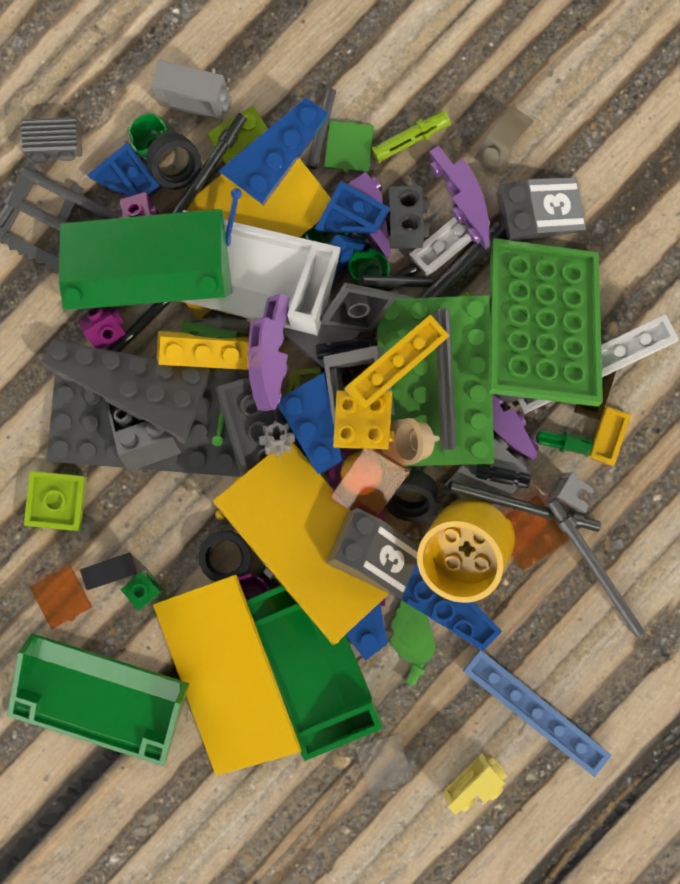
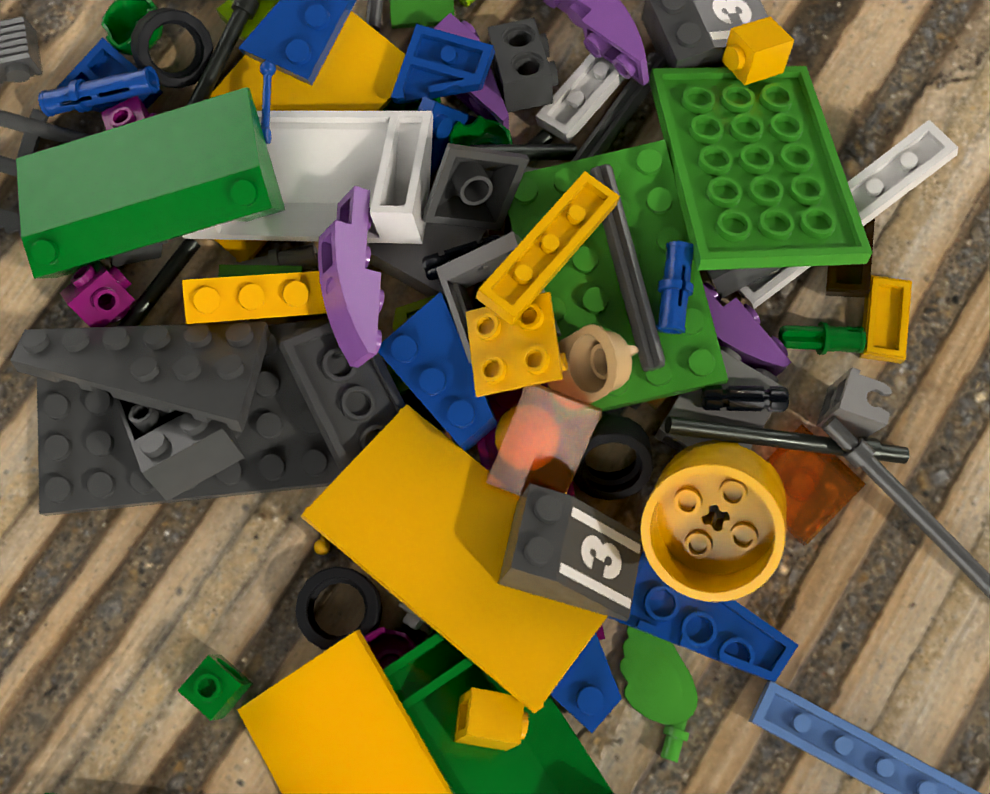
camera: 10 degrees left, 10 degrees down
(55, 501) = (59, 572): lime plate -> none
(61, 597) = (88, 726): clear orange piece -> none
(108, 571) = (154, 665): black tyre -> none
(112, 184) = (85, 95): none -> blue pin
(218, 440) = (298, 430): bright green hinge -> none
(277, 446) = (387, 404): light grey gear -> none
(305, 642) = (490, 720): none -> yellow brick
(473, 400) = (675, 287): none -> blue pin
(566, 240) = (757, 50): none -> yellow brick

